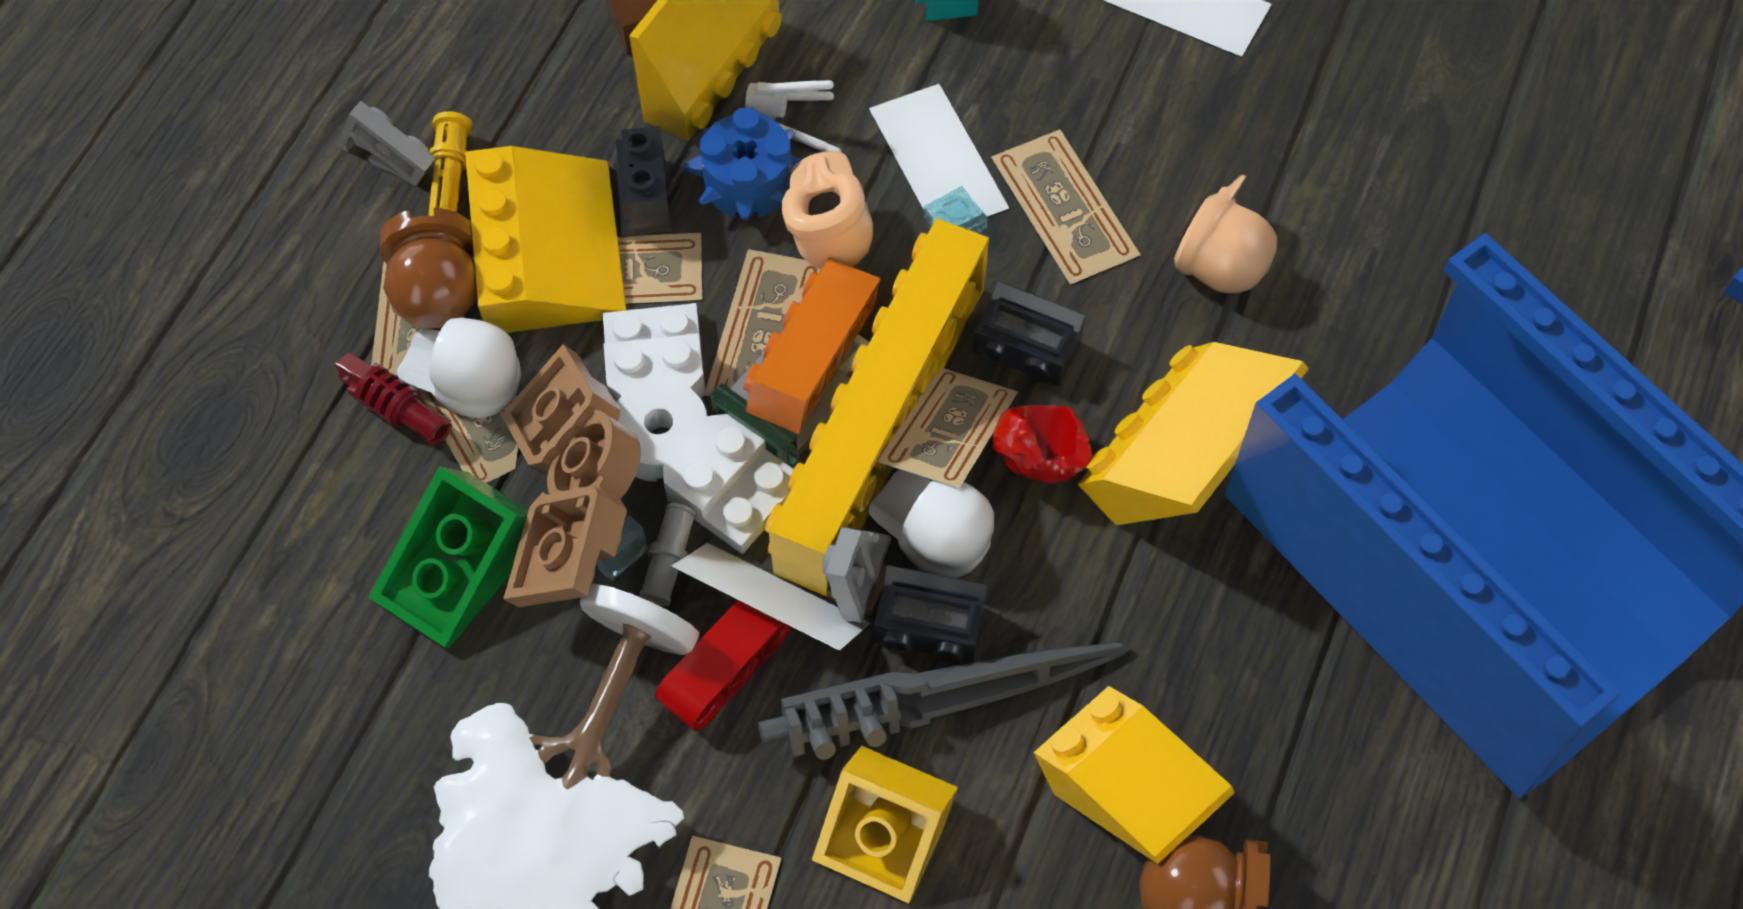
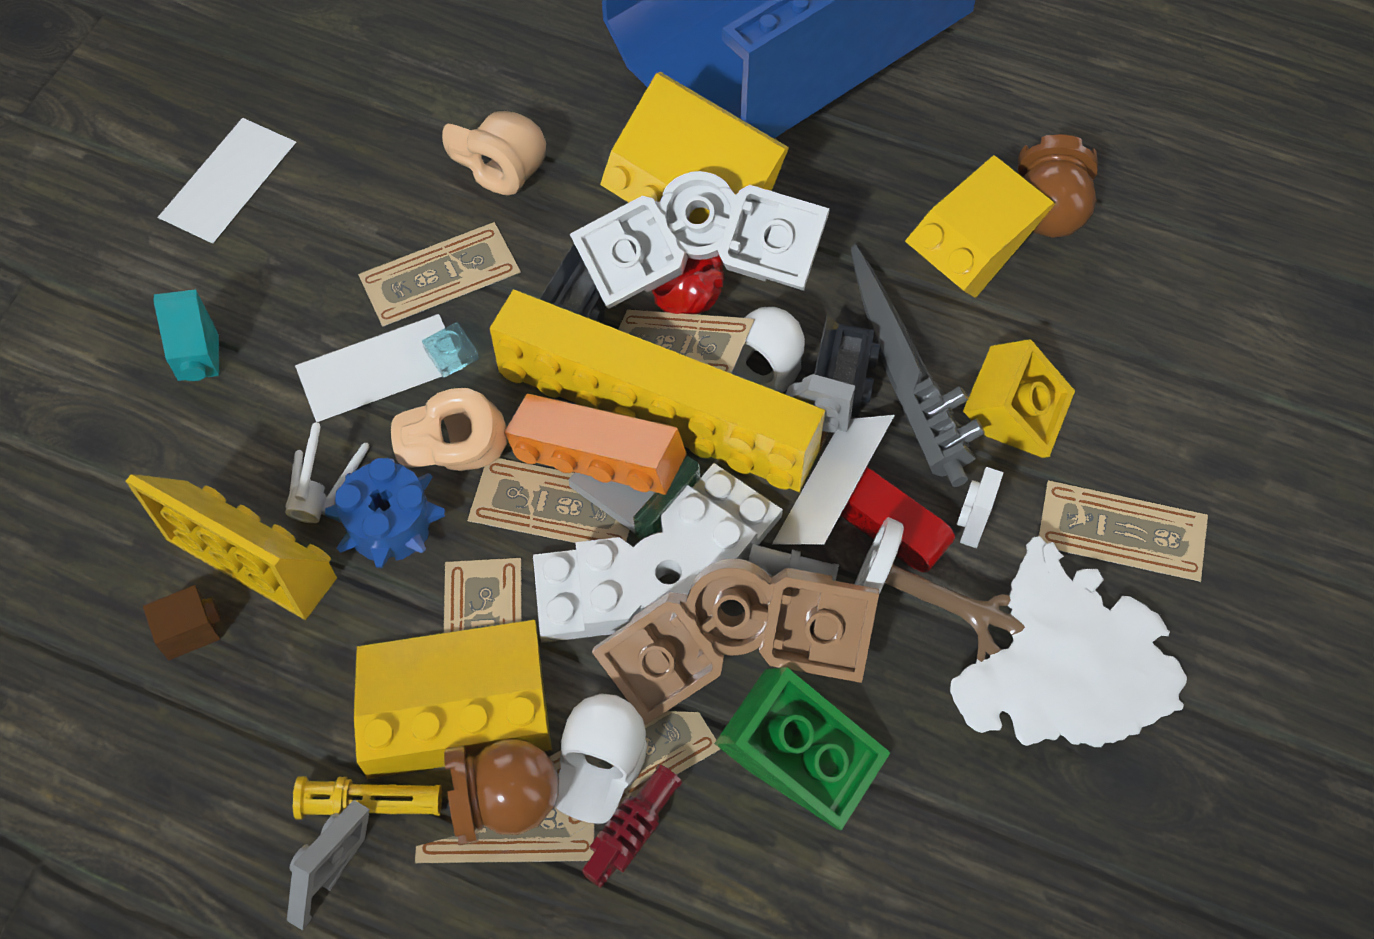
camera: 90 degrees left, 0 degrees up
(642, 182) = (395, 604): black window -> none
(731, 752) = (978, 506): none -> white wing
(1100, 432) = (652, 240): none -> white plate

